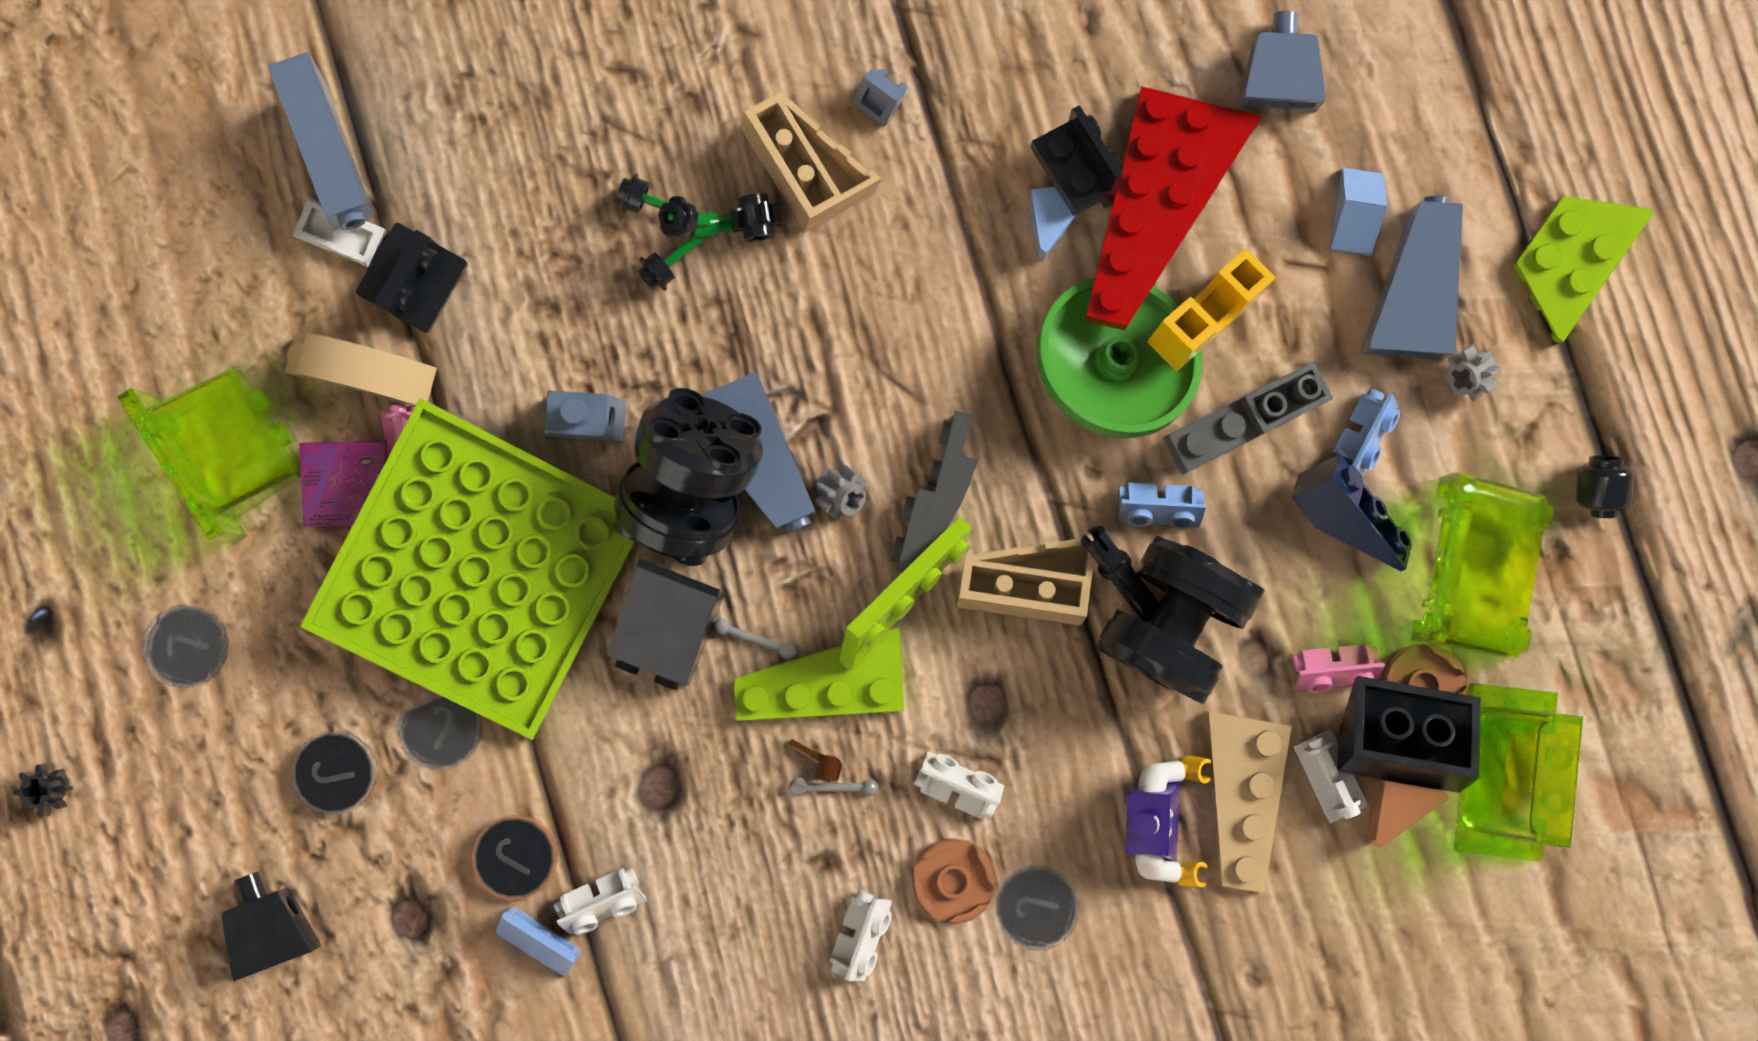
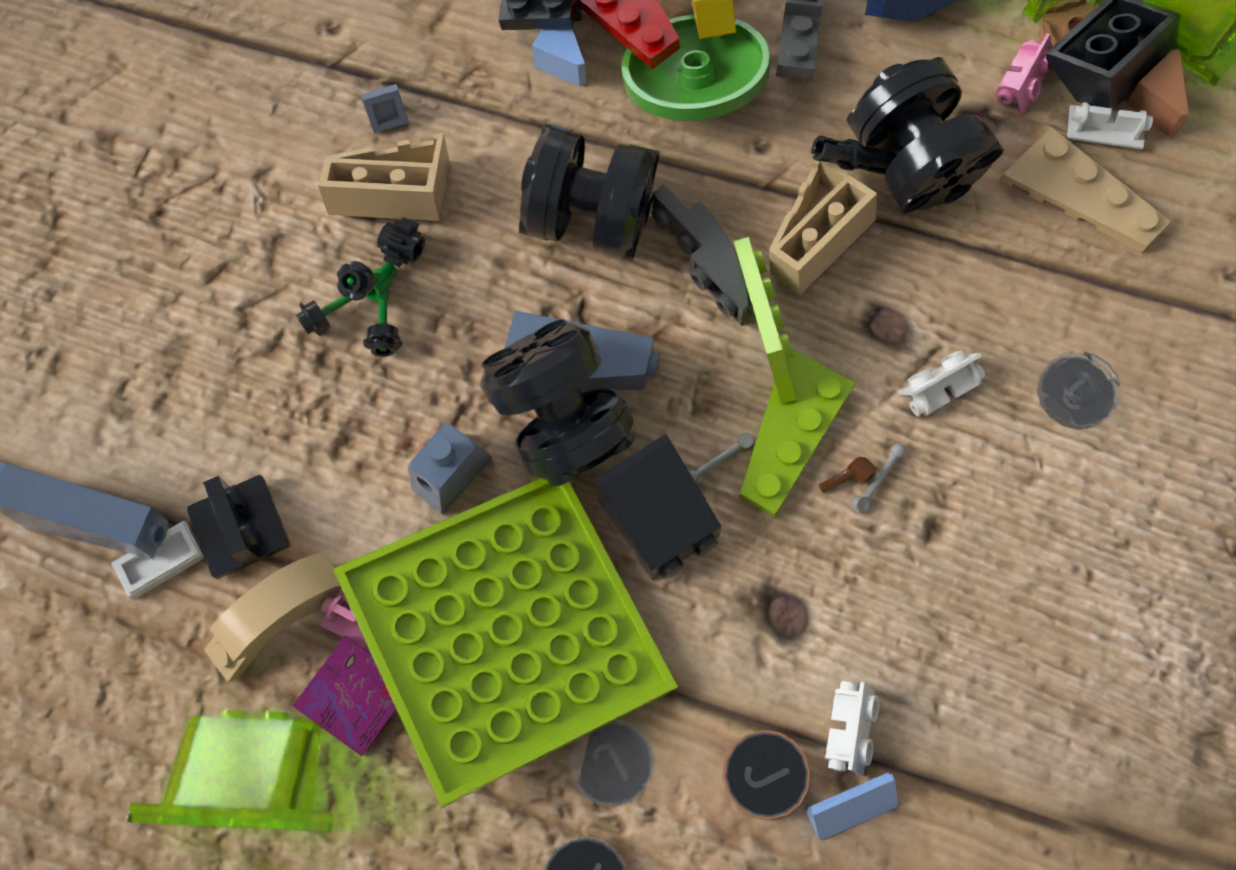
camera: 50 degrees left, 15 degrees down
(841, 492) = (652, 316): light grey gear -> none
(856, 955) = (1008, 521): white hinge -> none
(898, 328) = (559, 185): none -> black piece
(954, 880) = (1016, 437): nougat tile -> none
(1154, 821) = (1070, 253): torso -> none
(1179, 508) = (832, 105): light blue hinge -> none

